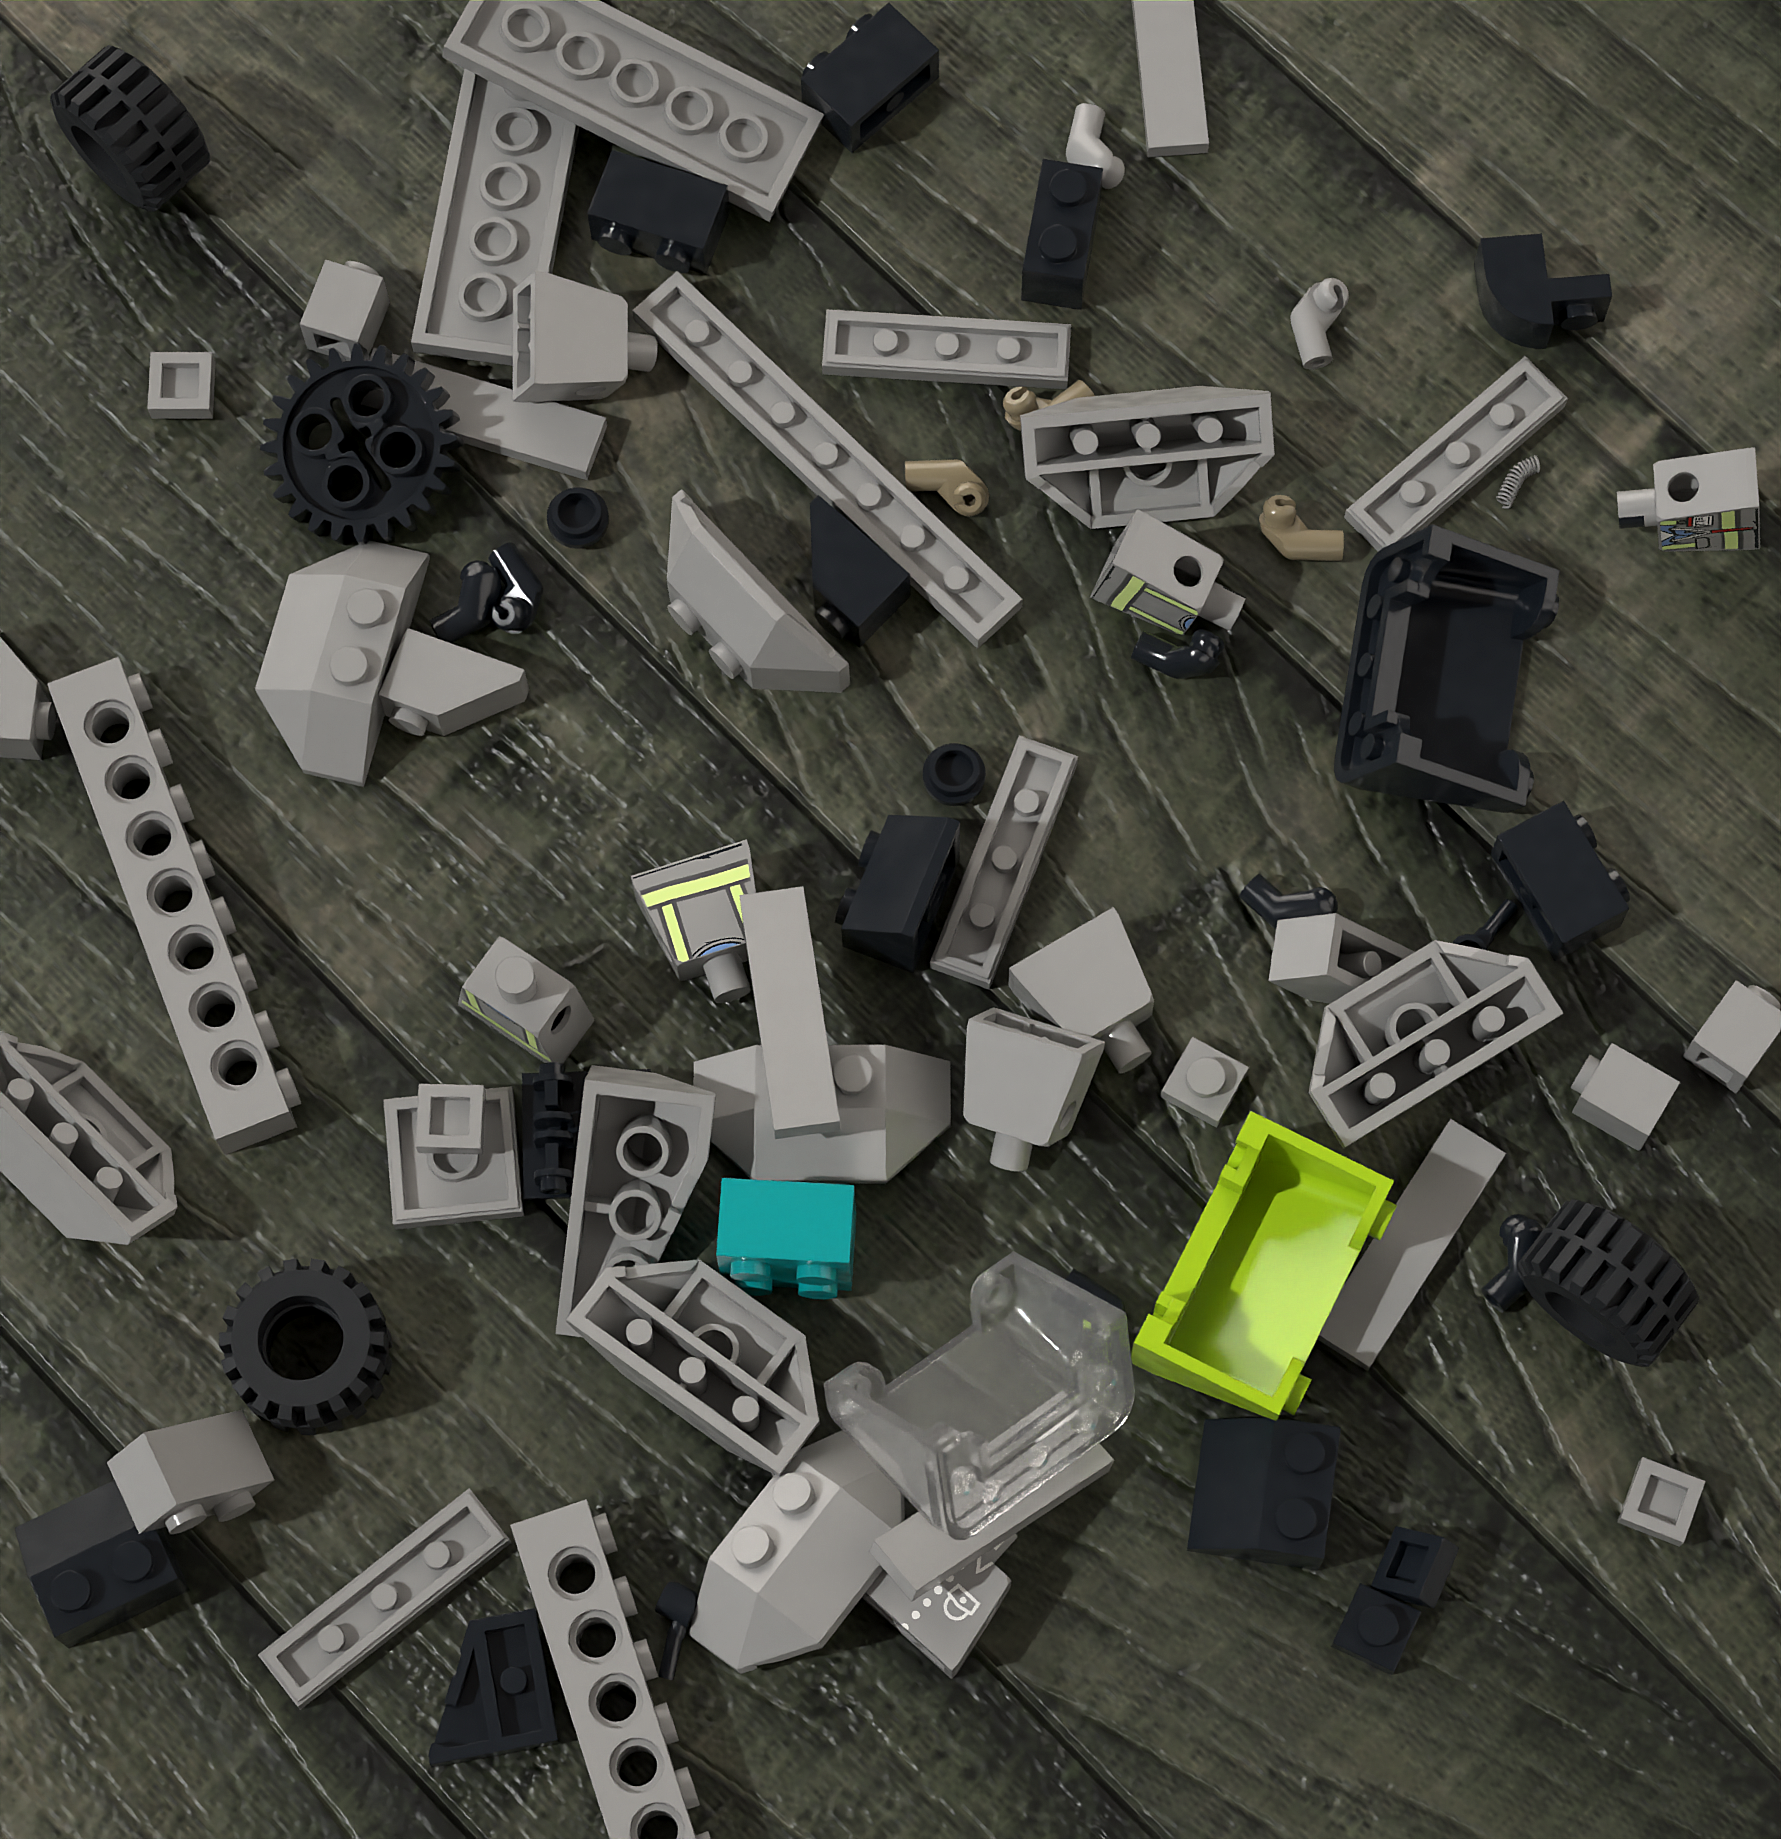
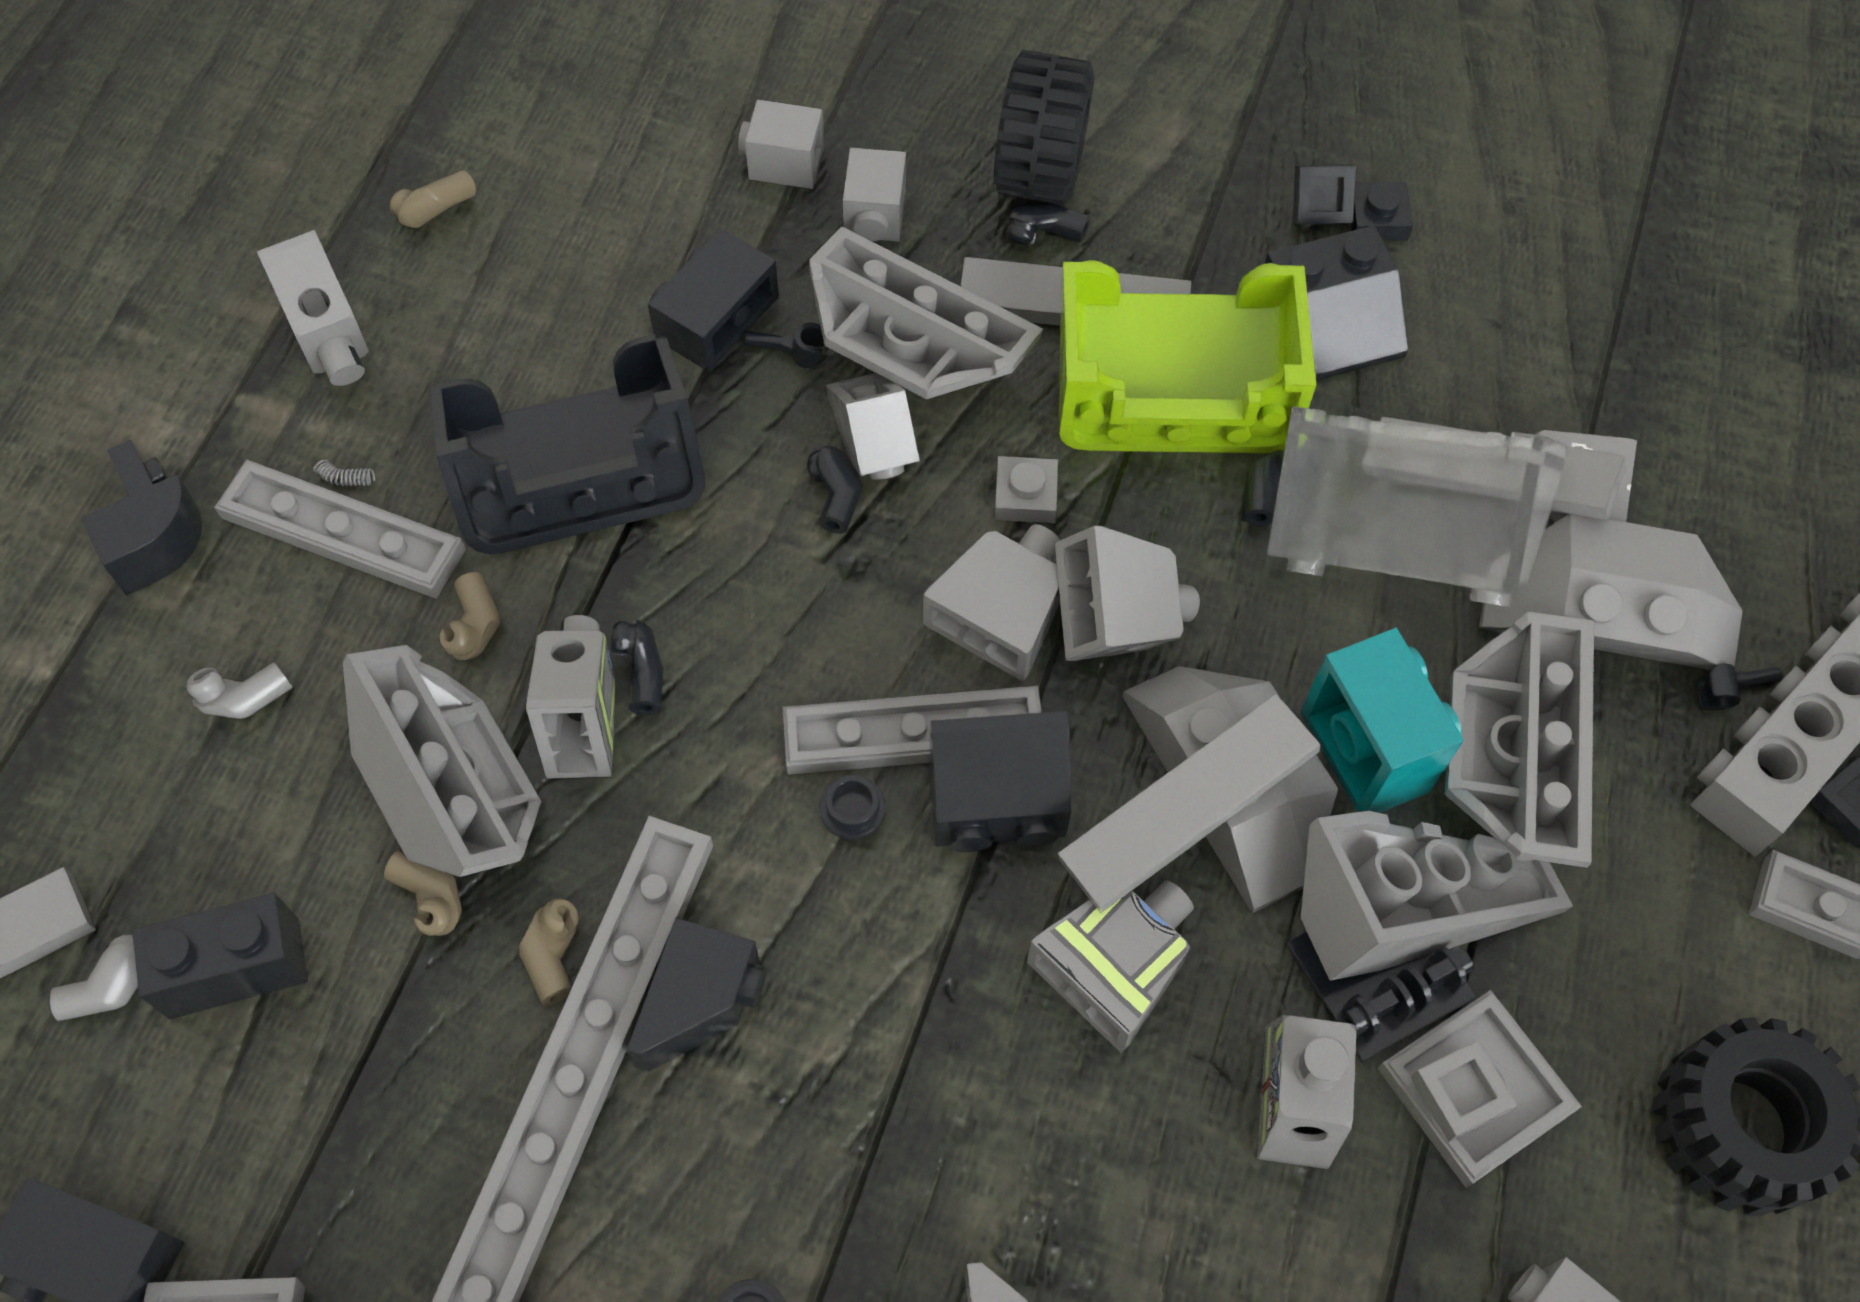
camera: 120 degrees left, 10 degrees down
(741, 612) = (780, 1089): light grey wedge -> none
(946, 349) = (395, 1029): light grey tile -> none
(1661, 1501) = (1171, 73): light grey plate -> none

